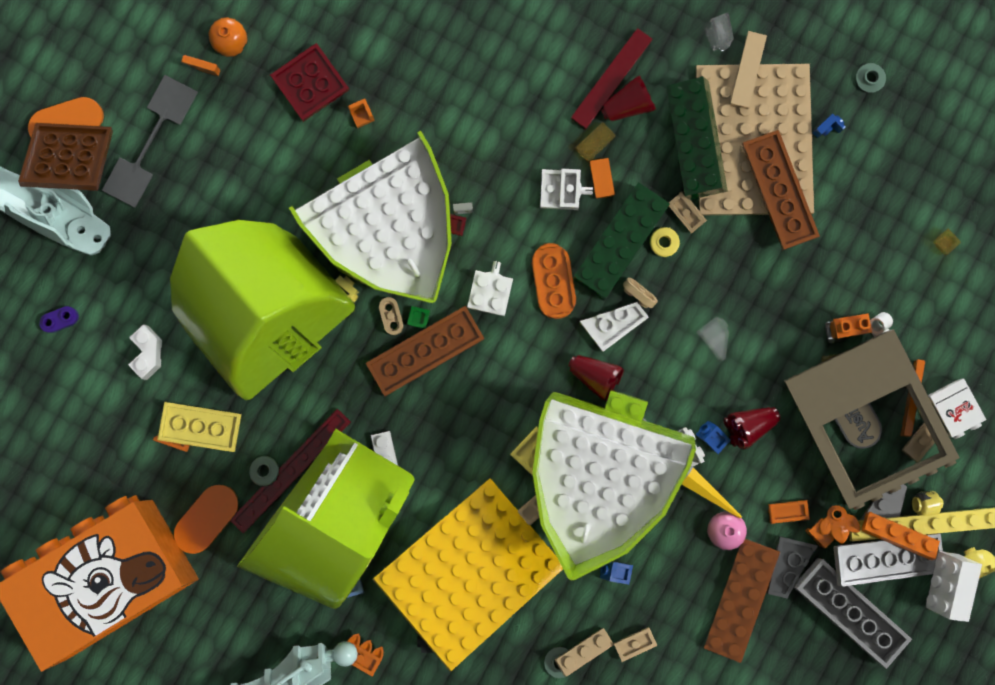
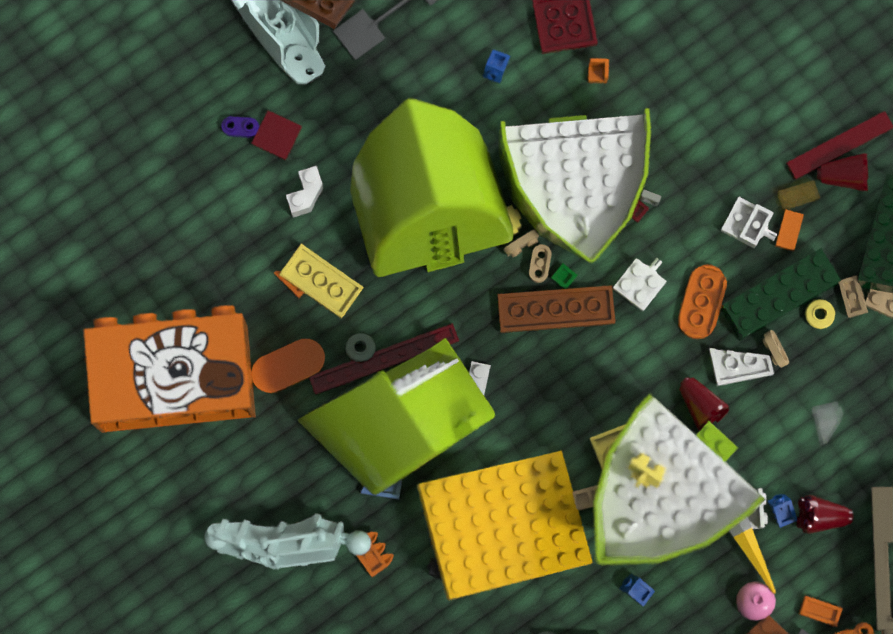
camera: 20 degrees right, 5 degrees down
(96, 311) = (276, 135): none -> dark red tile
(266, 152) = (496, 66): none -> blue bracket
(362, 313) = (515, 247): none -> tan plate
(567, 473) = (644, 474): none -> light yellow hips

